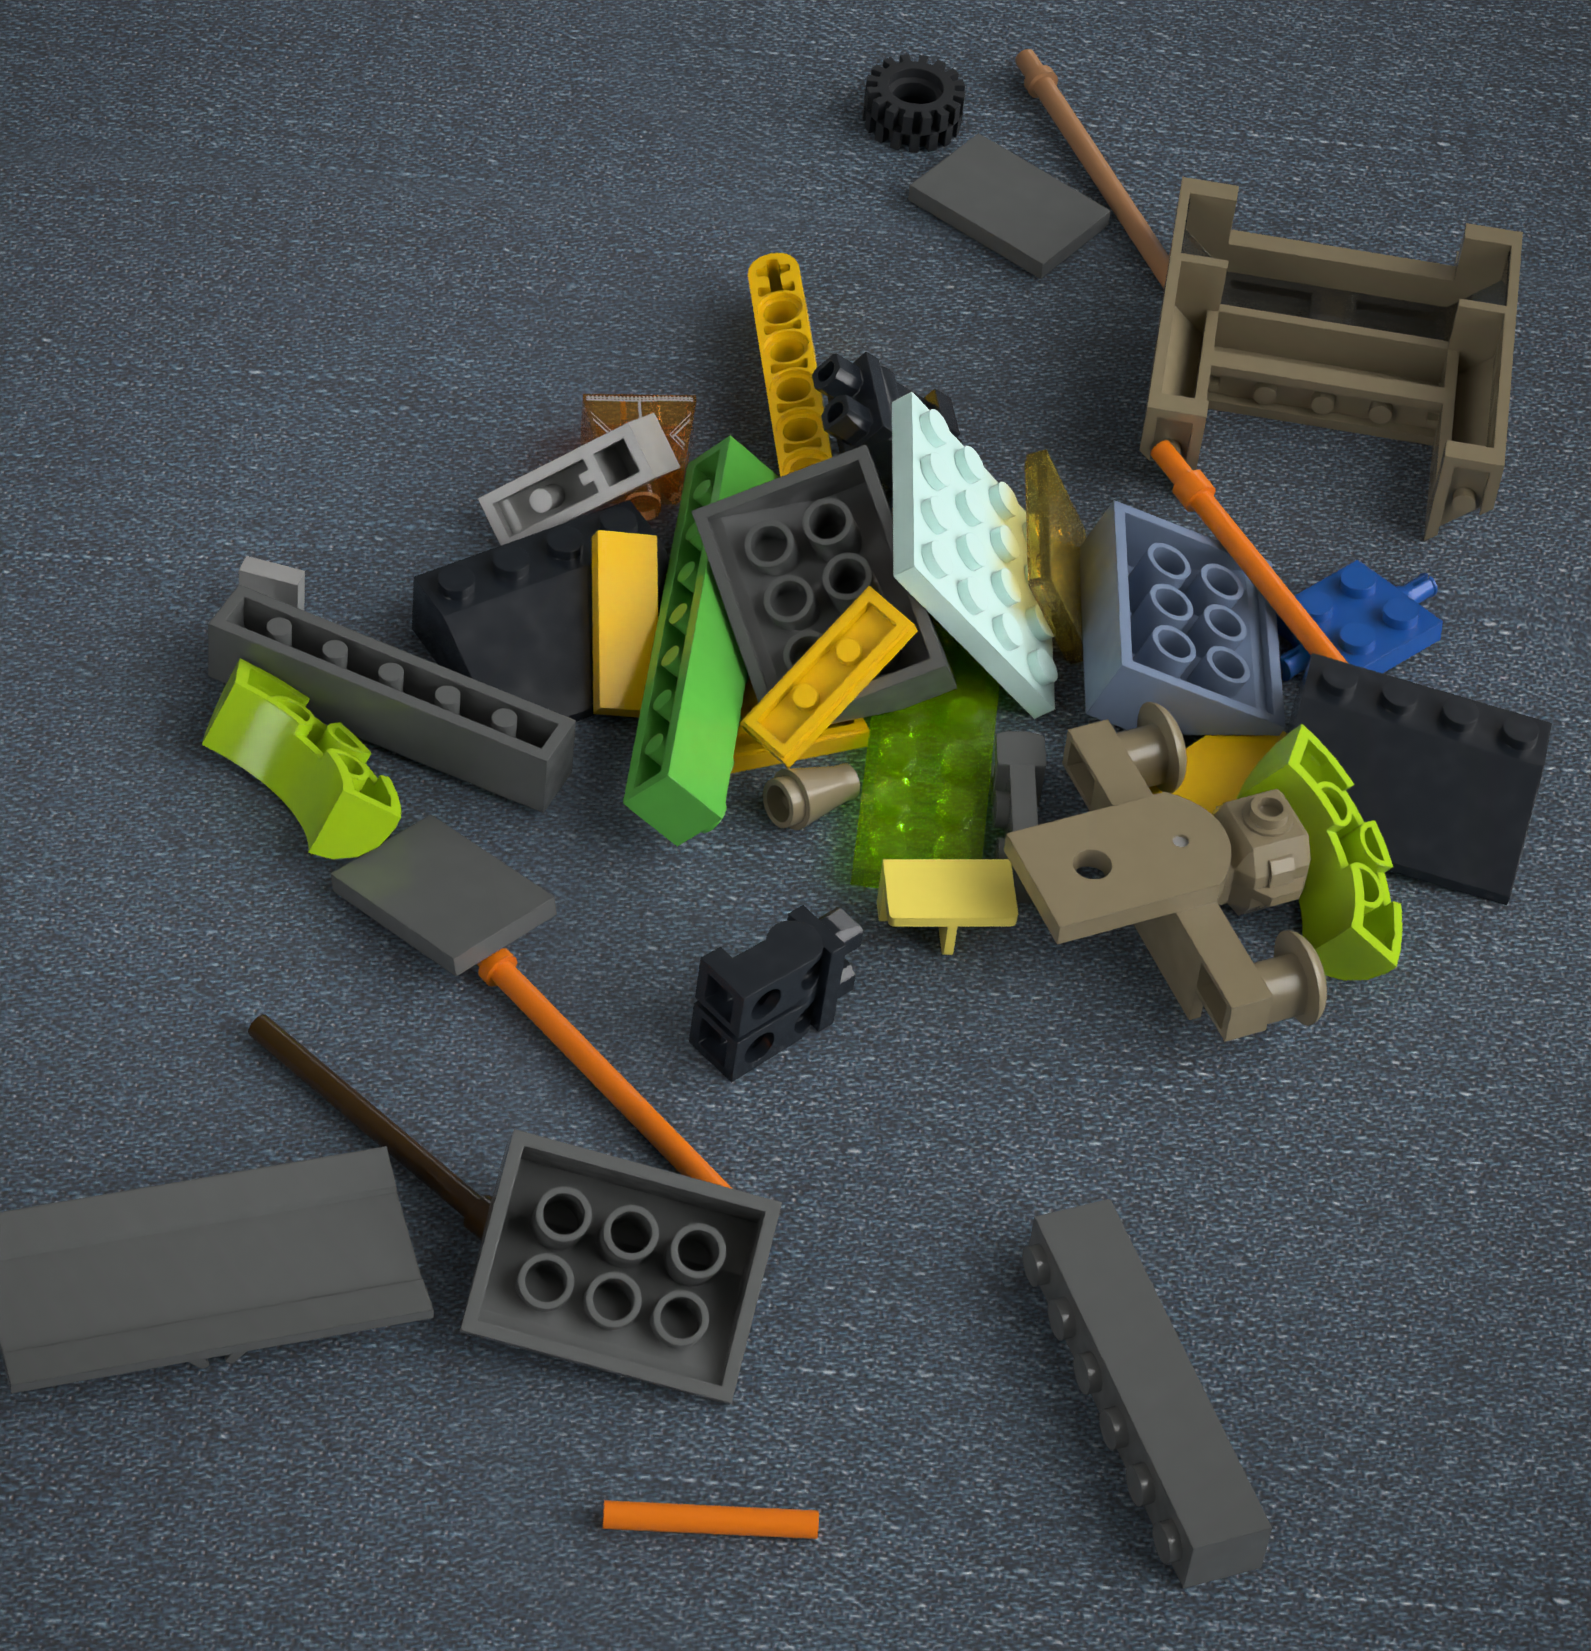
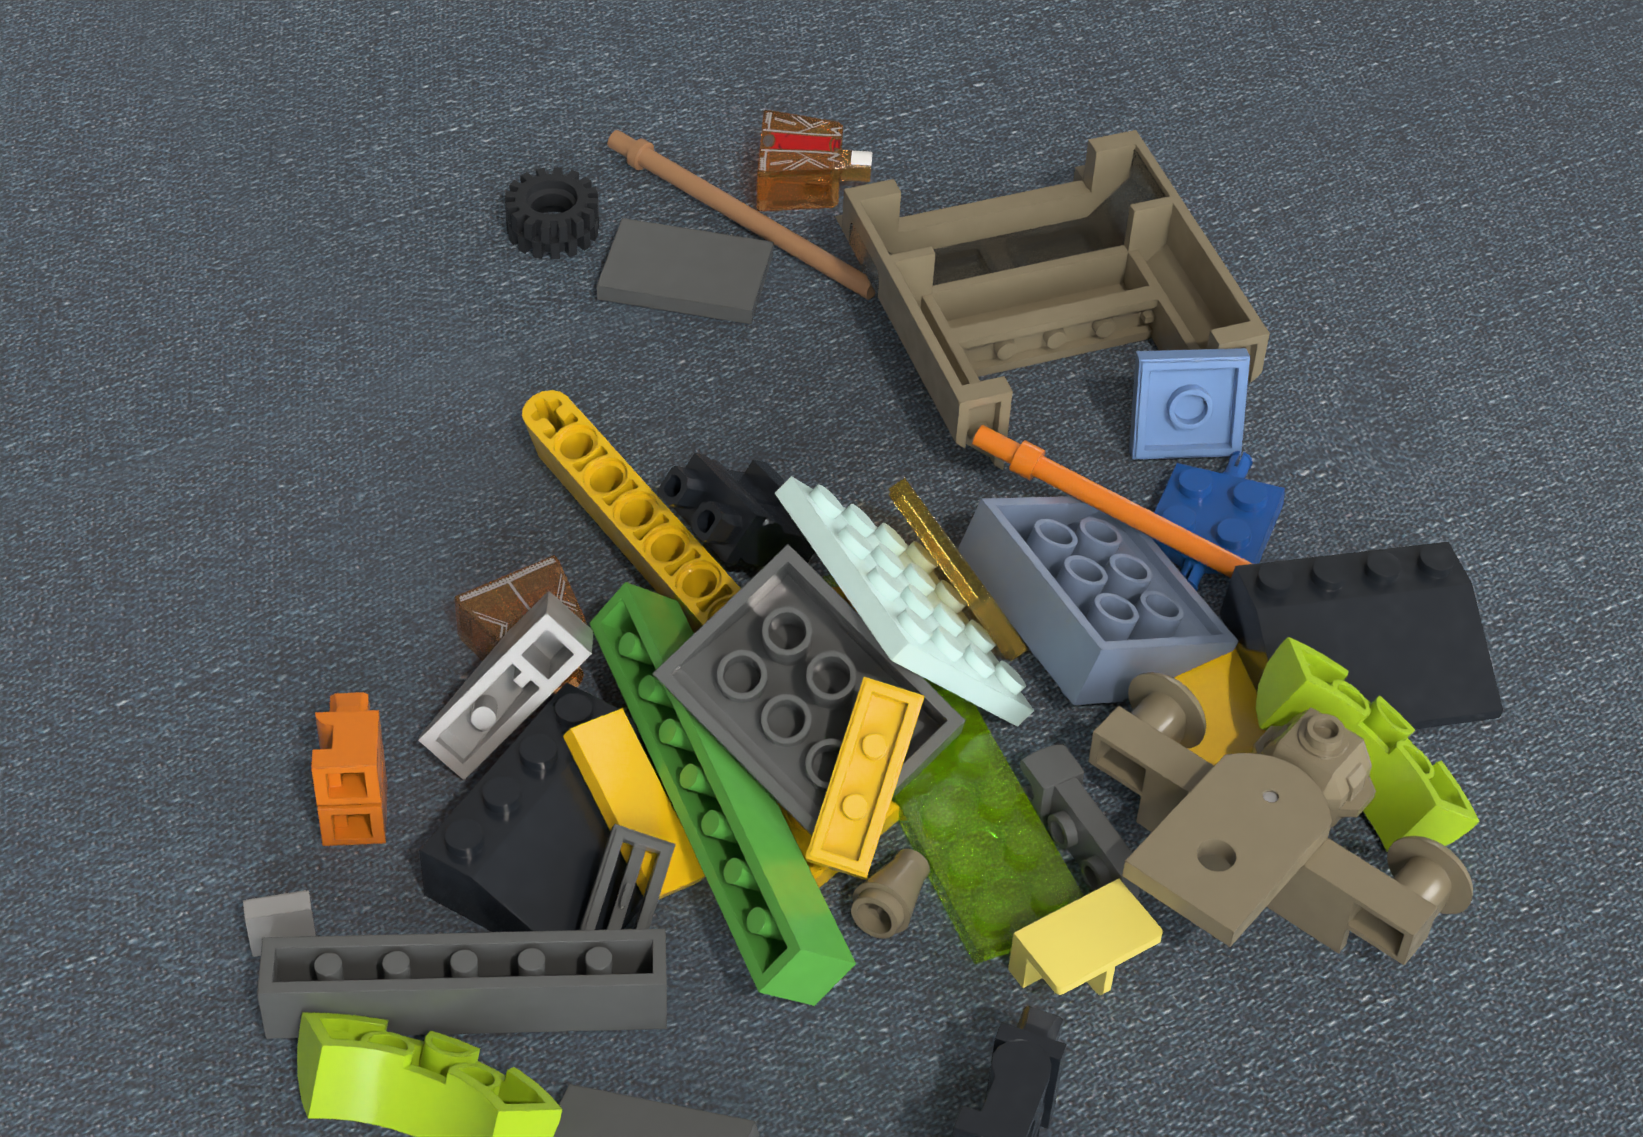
camera: 25 degrees left, 0 degrees up
(399, 498) = (350, 772): none -> orange hips
(600, 694) = (640, 843): none -> dark grey tile
(1193, 140) = (804, 163): none -> clear orange torso
(1396, 506) = (1188, 403): none -> medium blue tile

